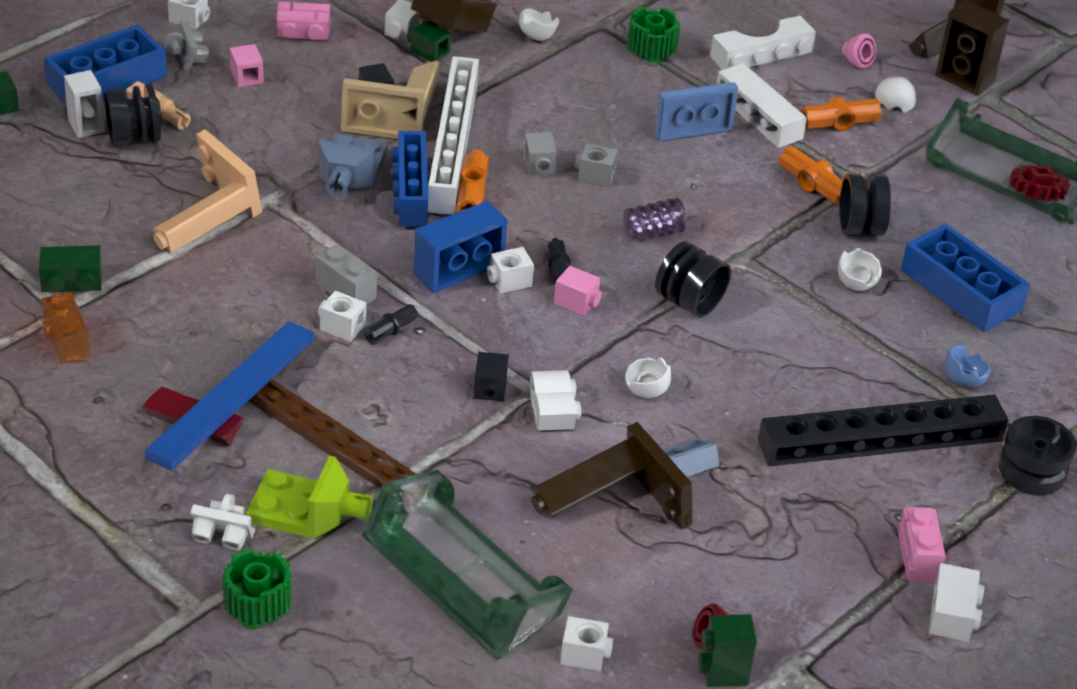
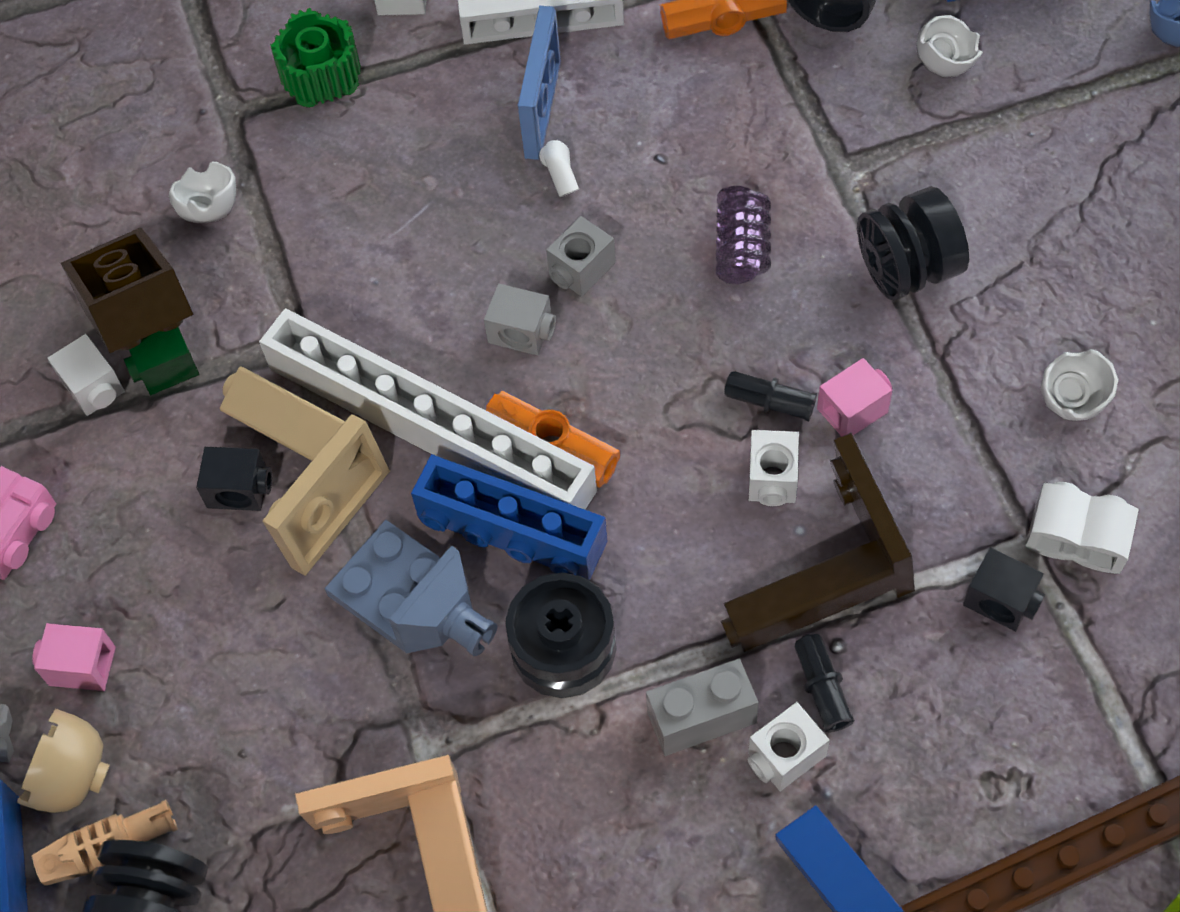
camera: 55 degrees left, 20 degrees up
(187, 72) = (64, 766): none -> tan cylinder
(356, 215) = (561, 635): none -> black wheel
(458, 246) = (714, 515): blue brick -> none
(479, 314) = (836, 582): none -> dark brown piece
(652, 141) = (557, 159): none -> white arm

